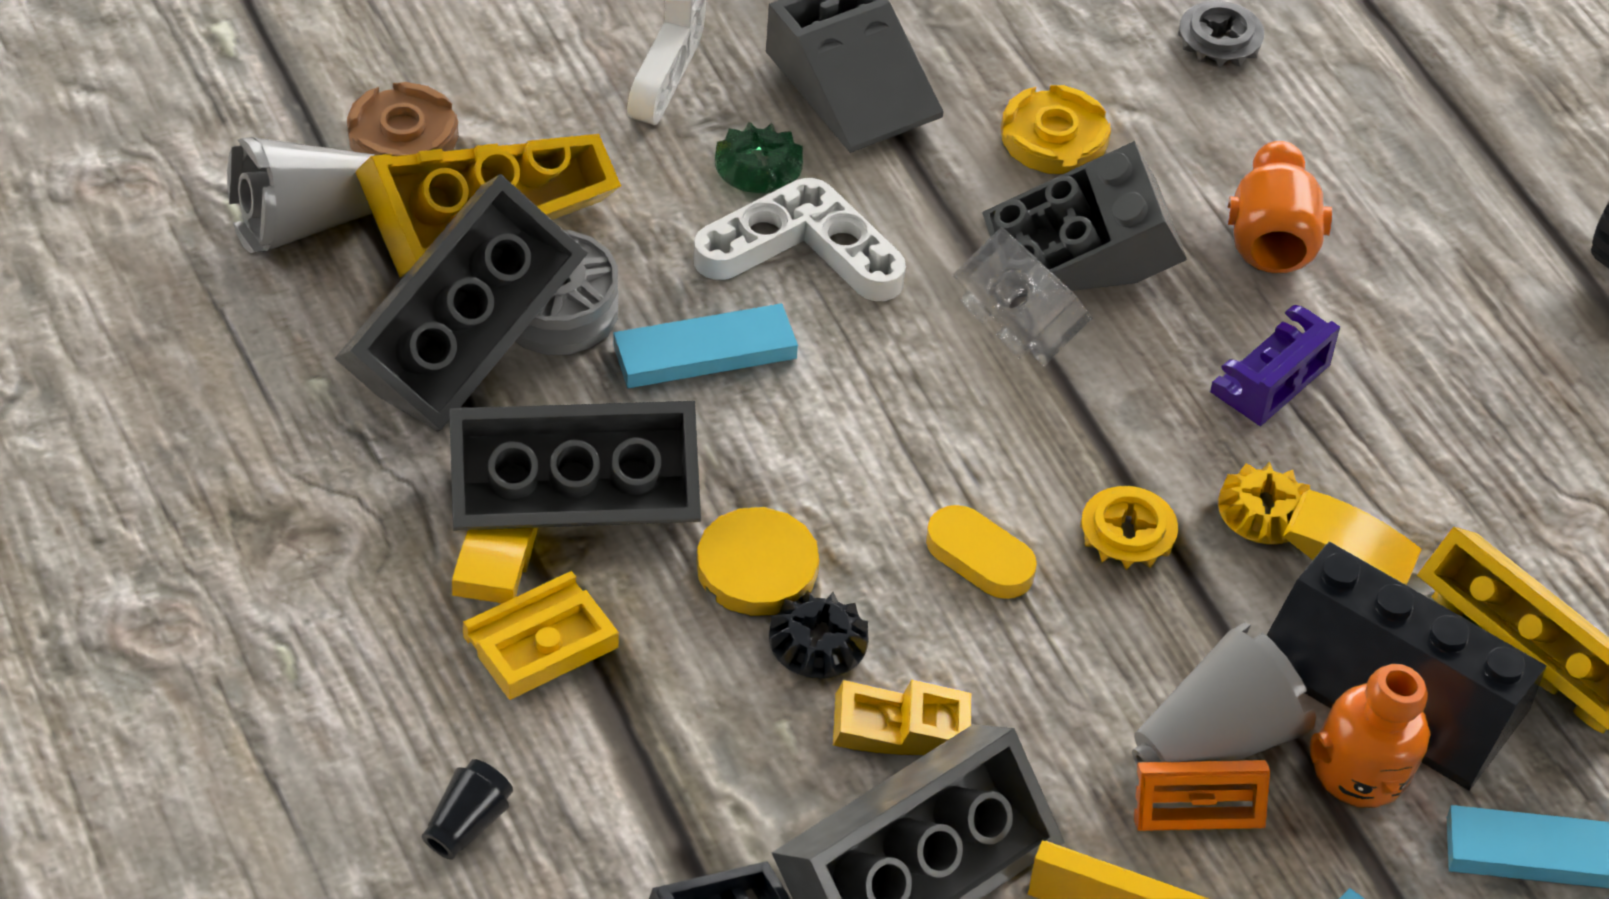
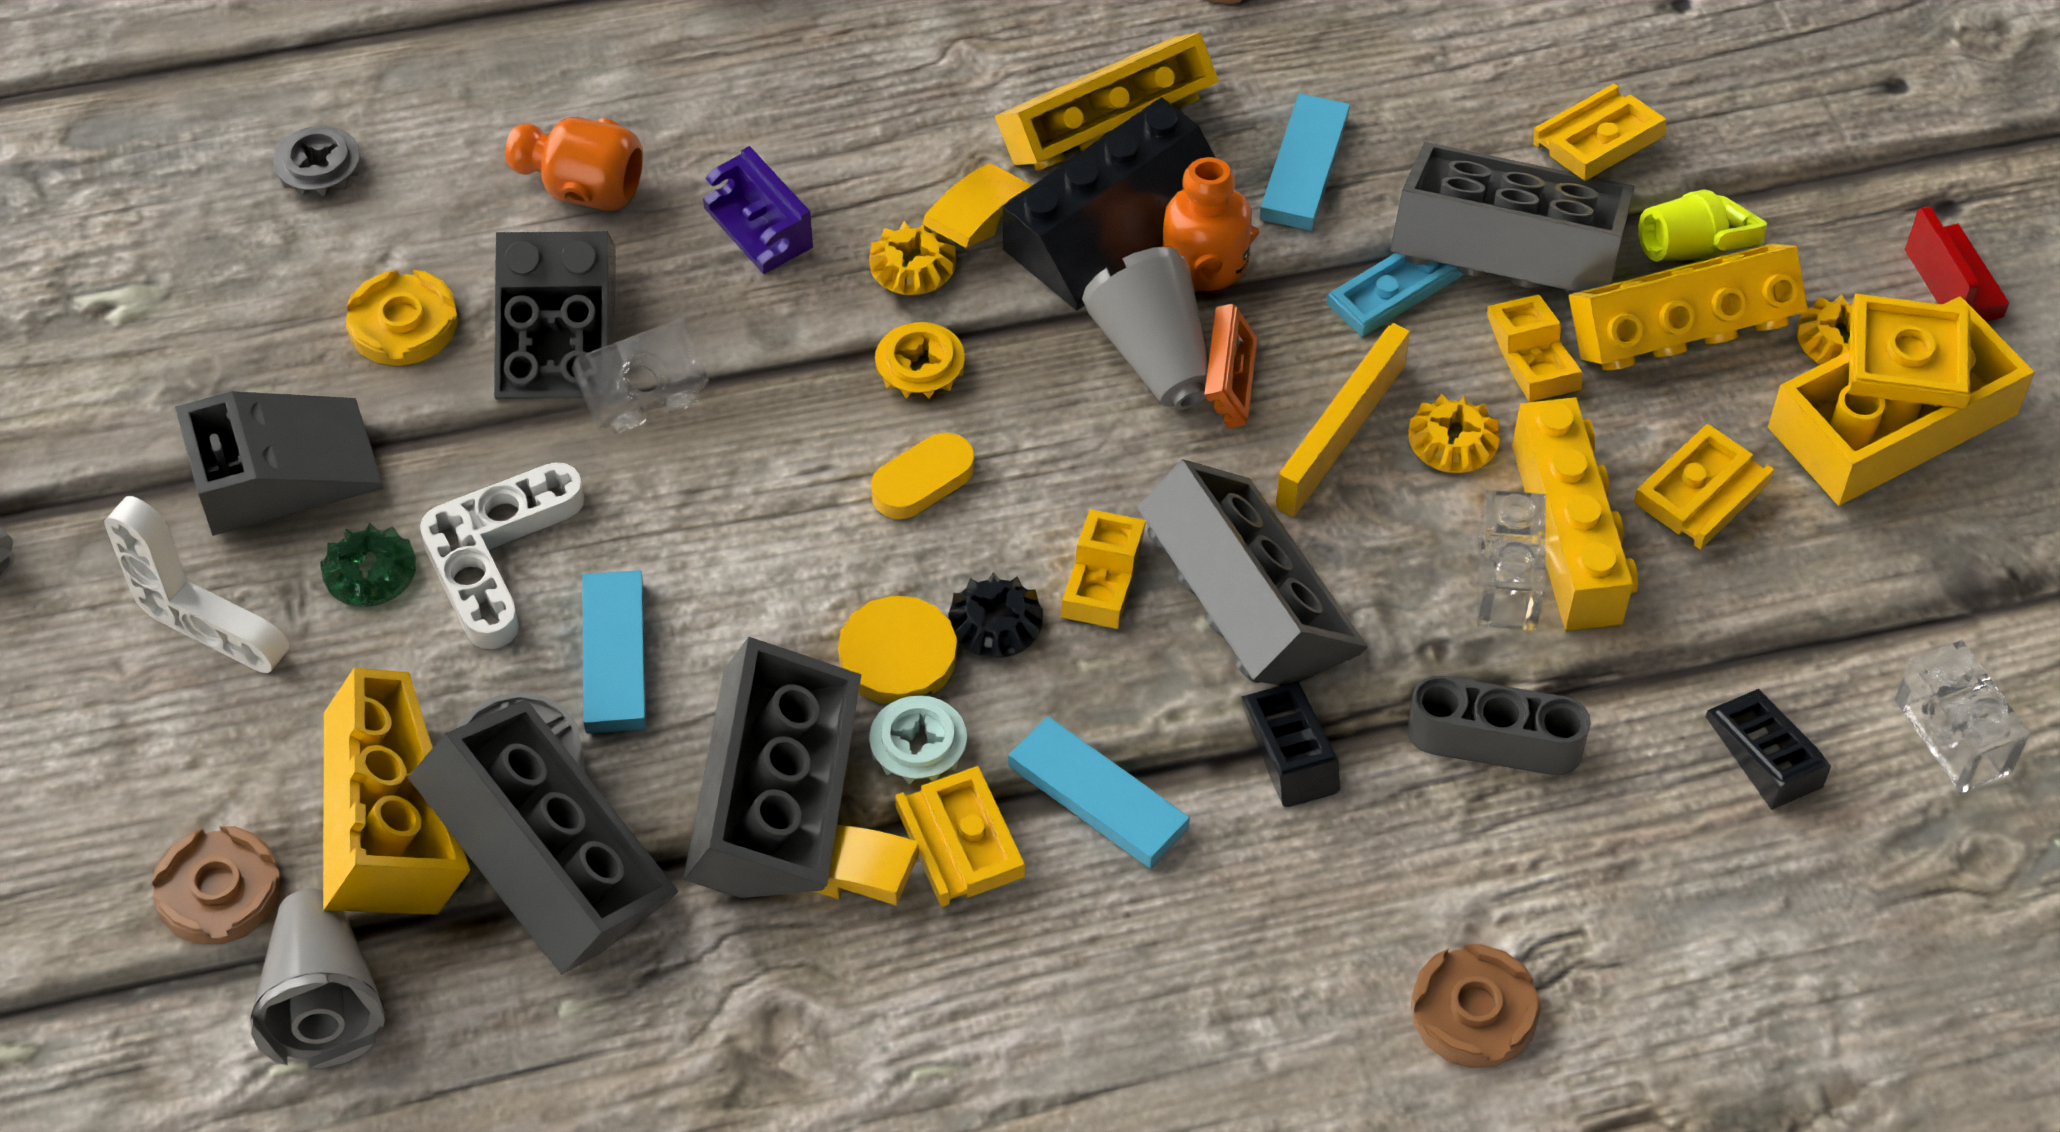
camera: 75 degrees left, 5 degrees up
(467, 808) = (1155, 921): black cone -> none
(620, 749) = (1099, 792): none -> medium azure tile
(675, 580) = (898, 725): none -> light aqua gear

